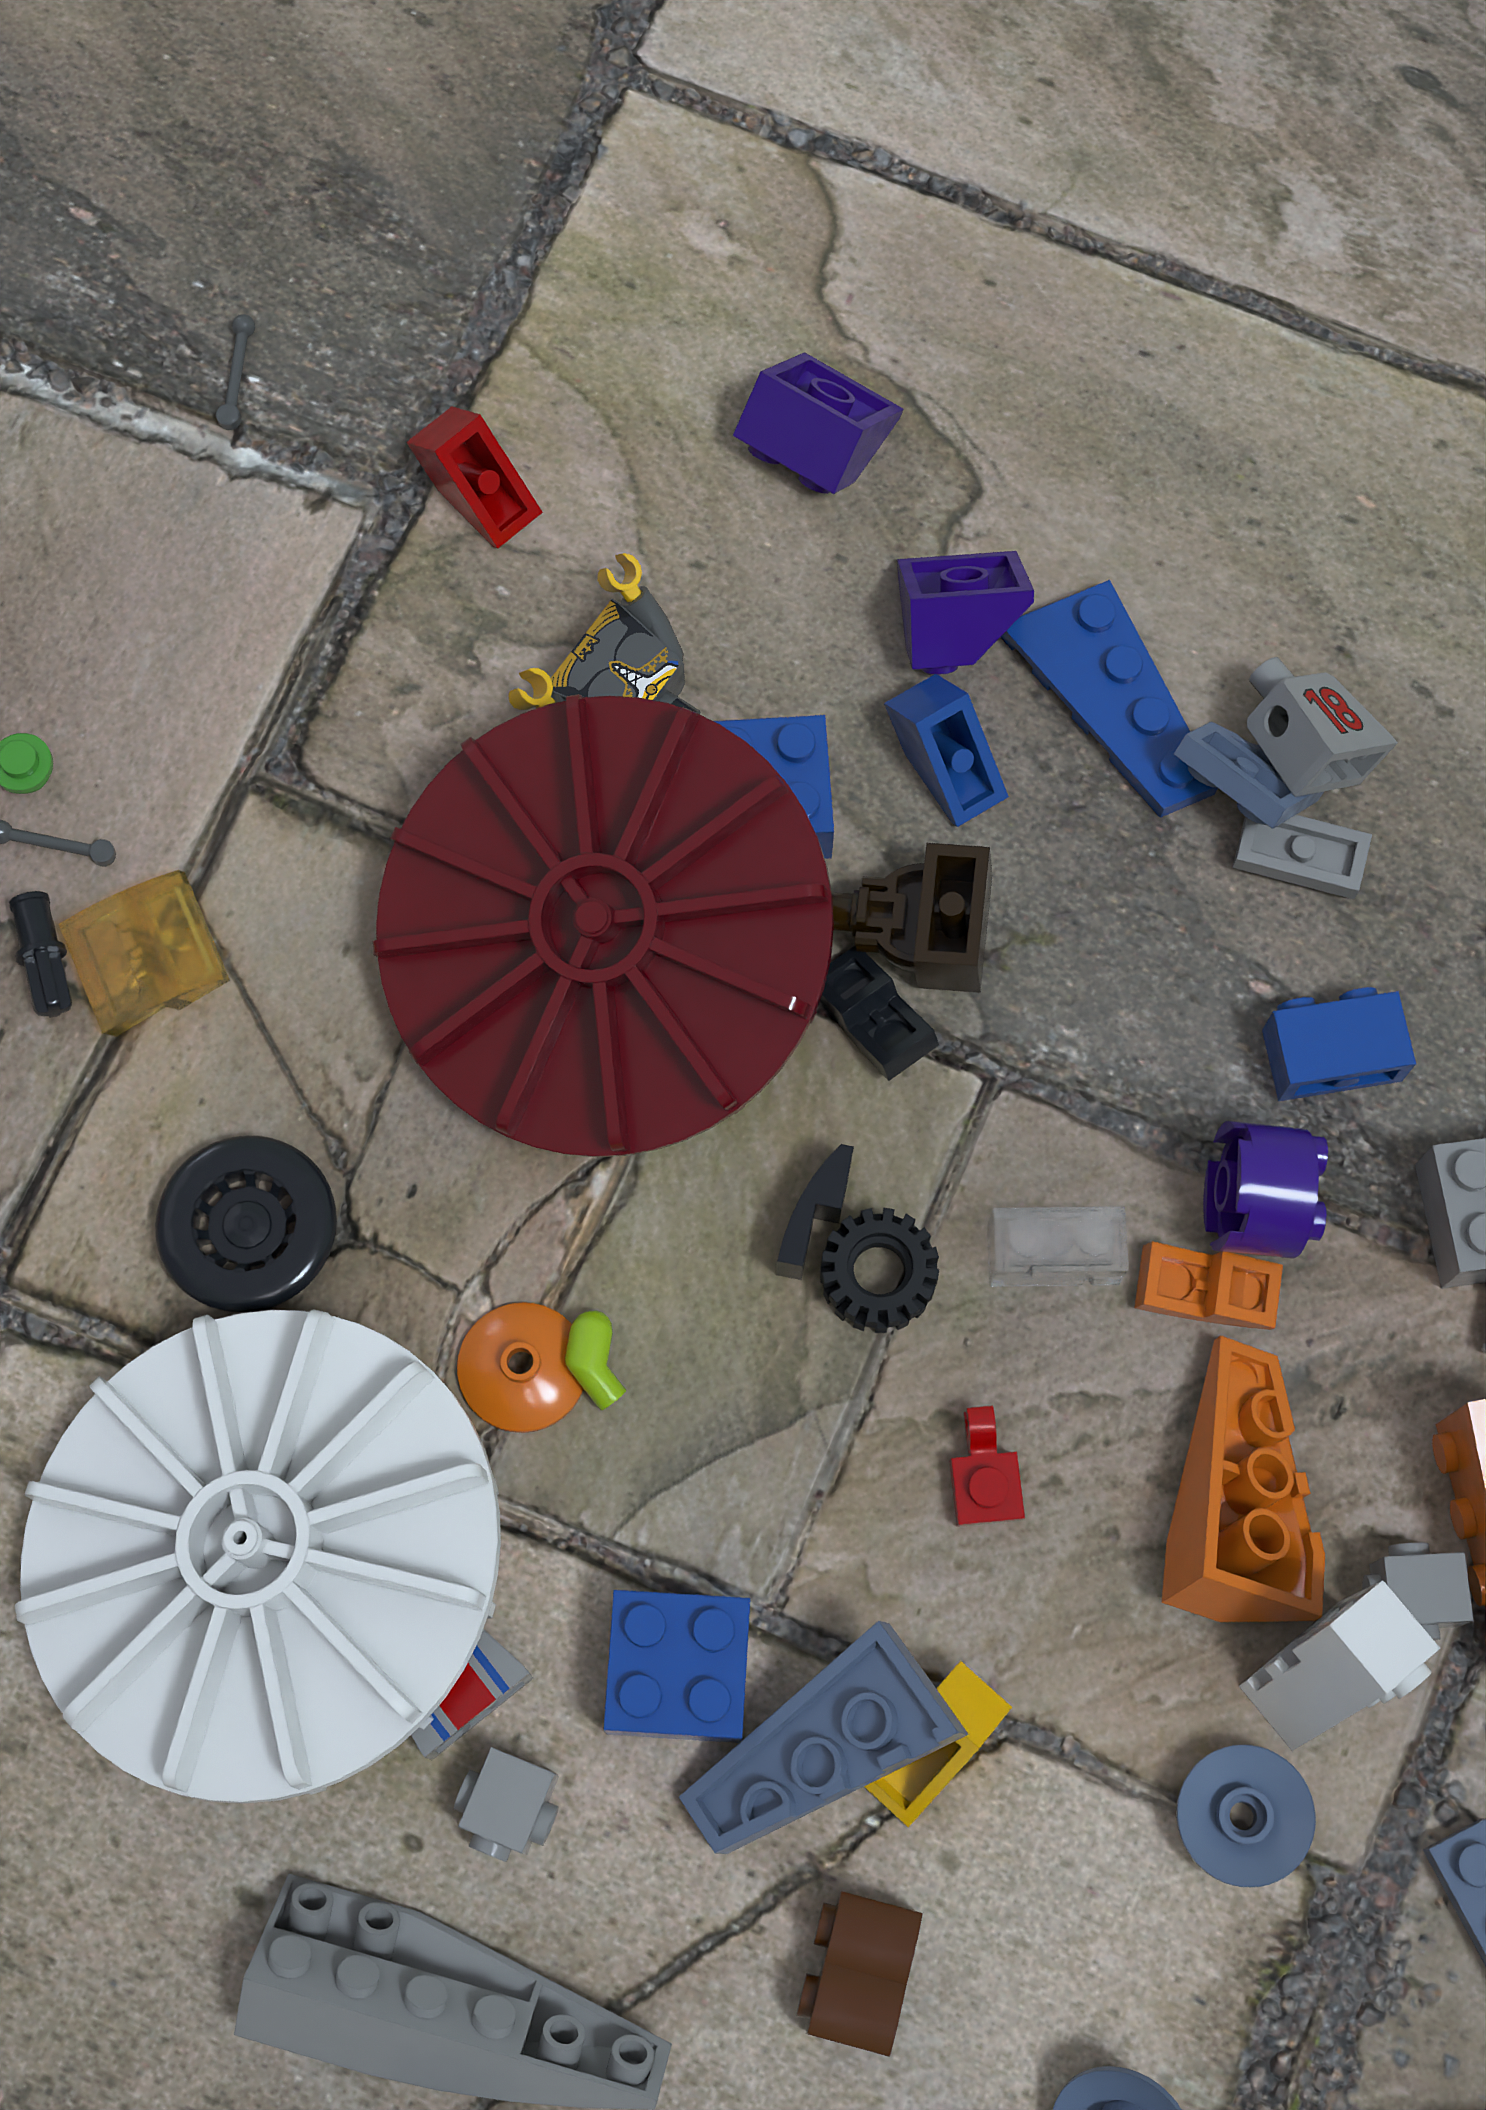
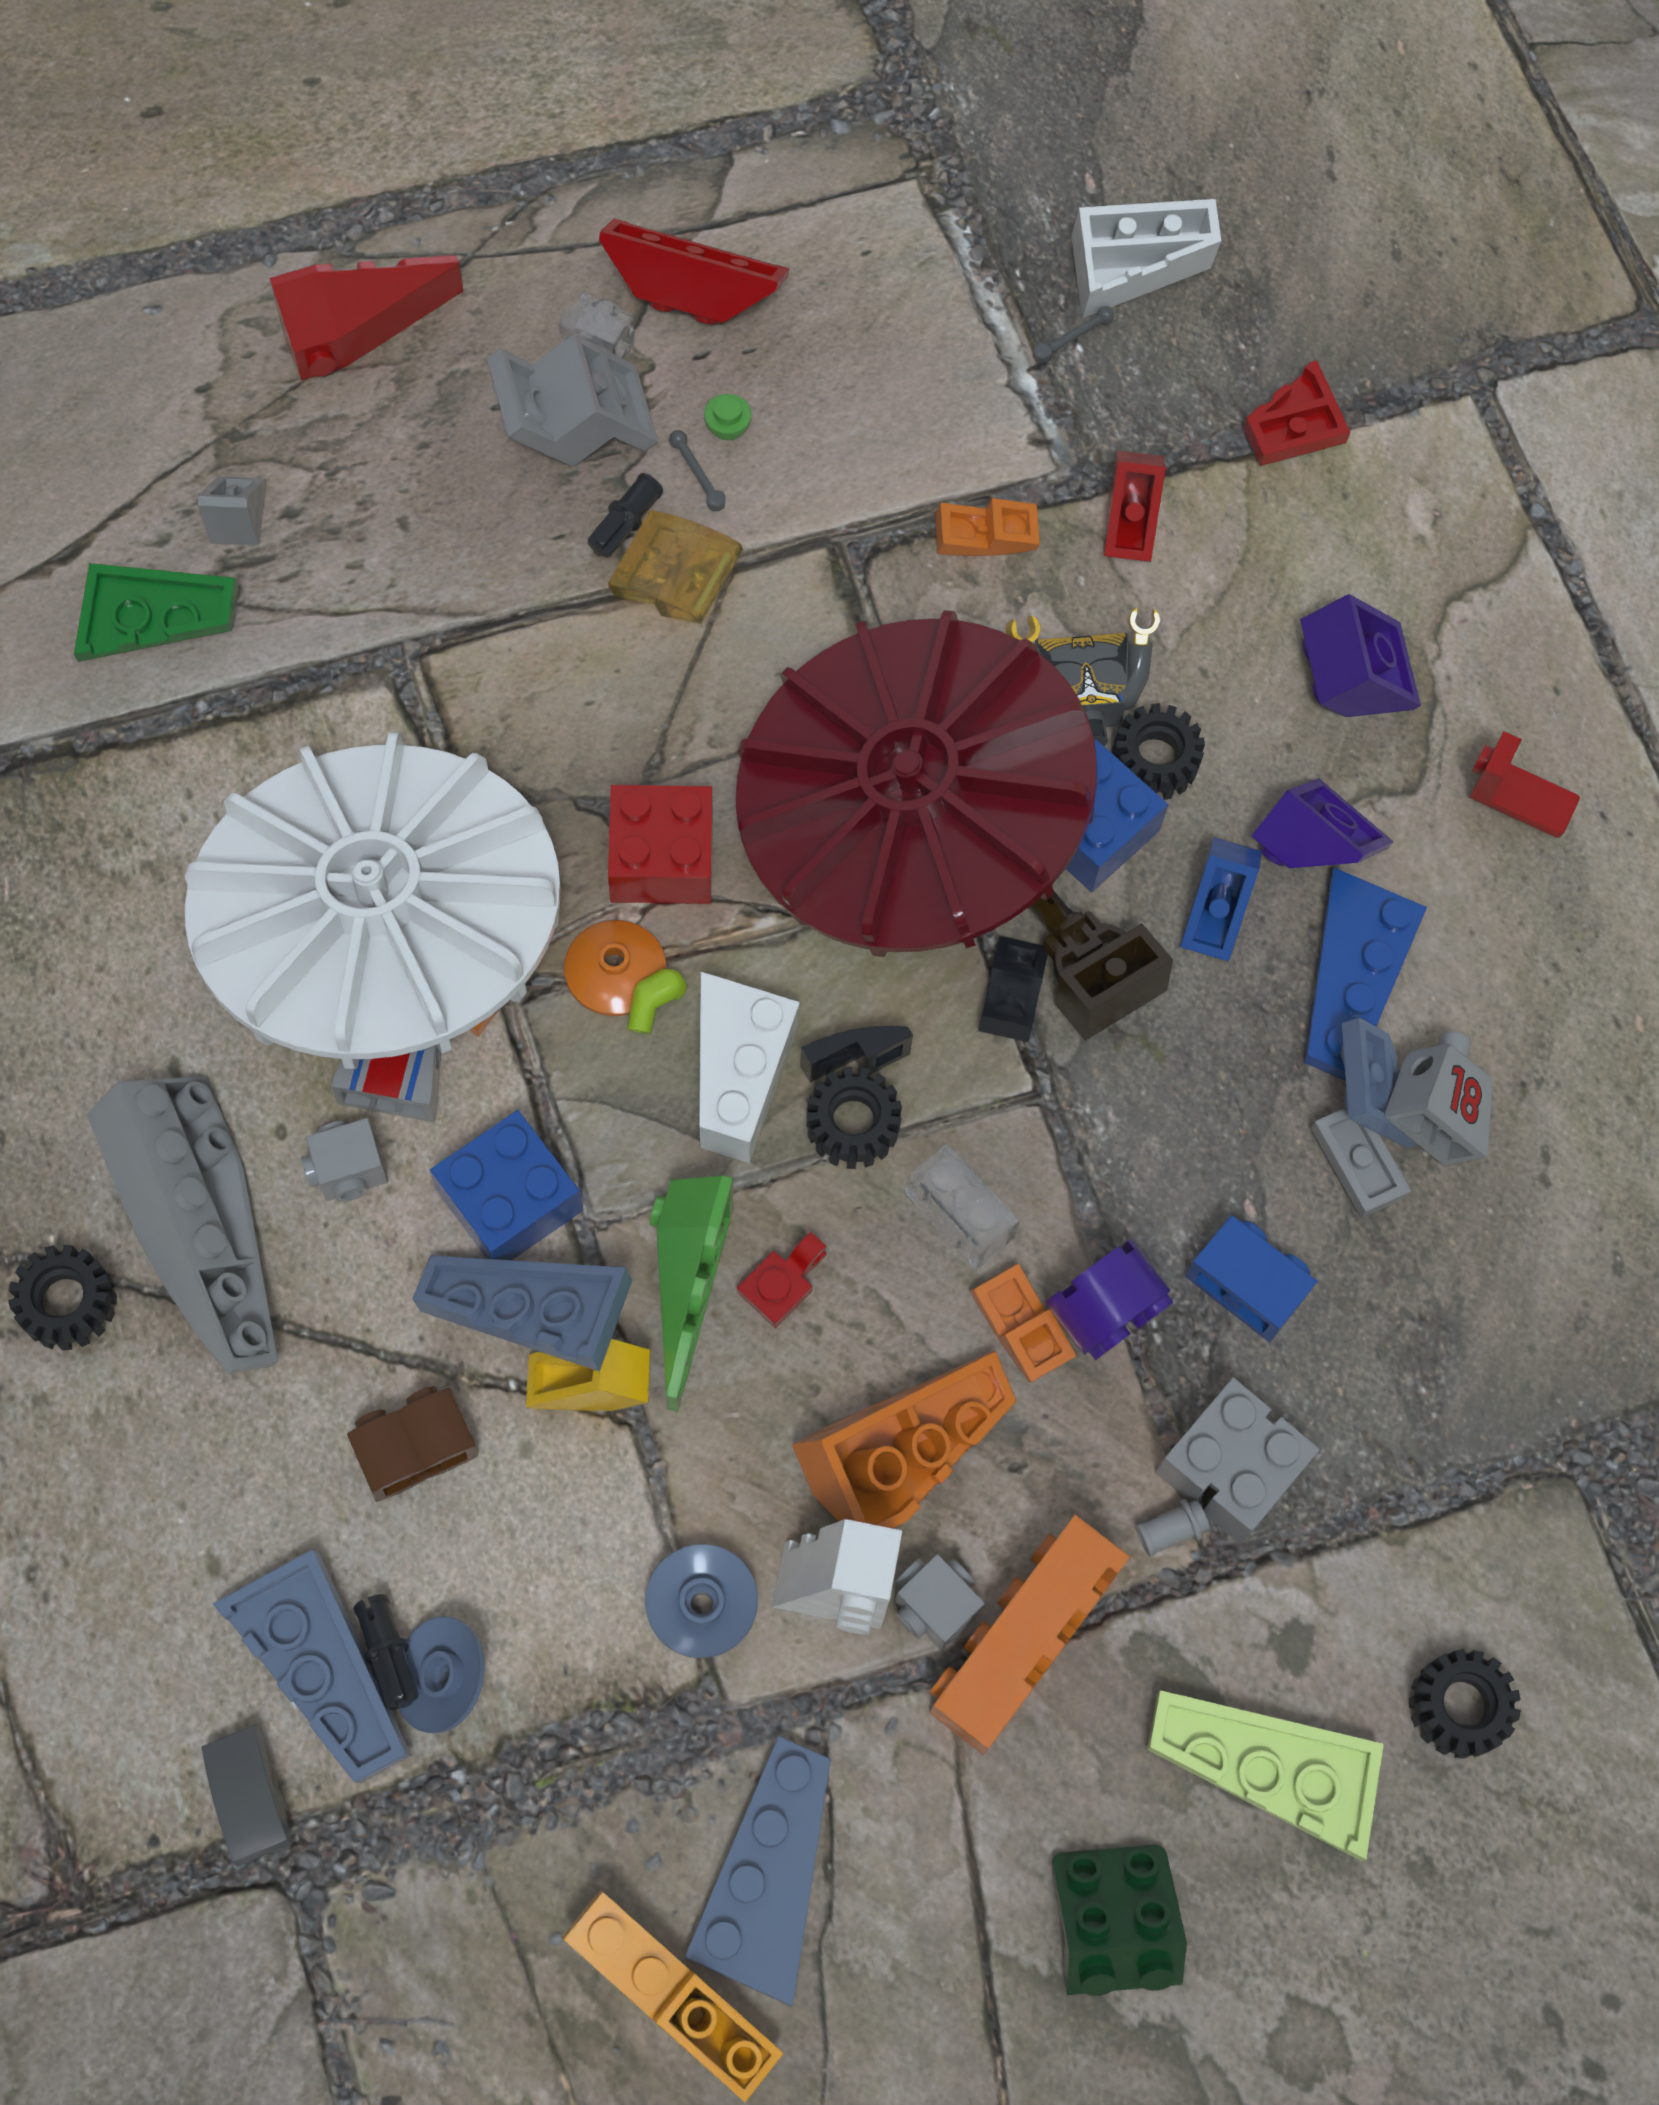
camera: 45 degrees right, 5 degrees down
(210, 233) = (1141, 248): none -> white wedge
(245, 1224) = (564, 753): black wheel -> none
(374, 630) = (994, 530): none -> orange slope
(439, 1215) = (660, 844): none -> red brick
(519, 256) = (1297, 420): none -> red wing
(736, 1331) = (741, 1062): none -> white wedge
(743, 644) = (1168, 729): none -> black tyre
(881, 1534) = (690, 1242): none -> bright green wedge
(1069, 401) = (1519, 791): none -> red bracket

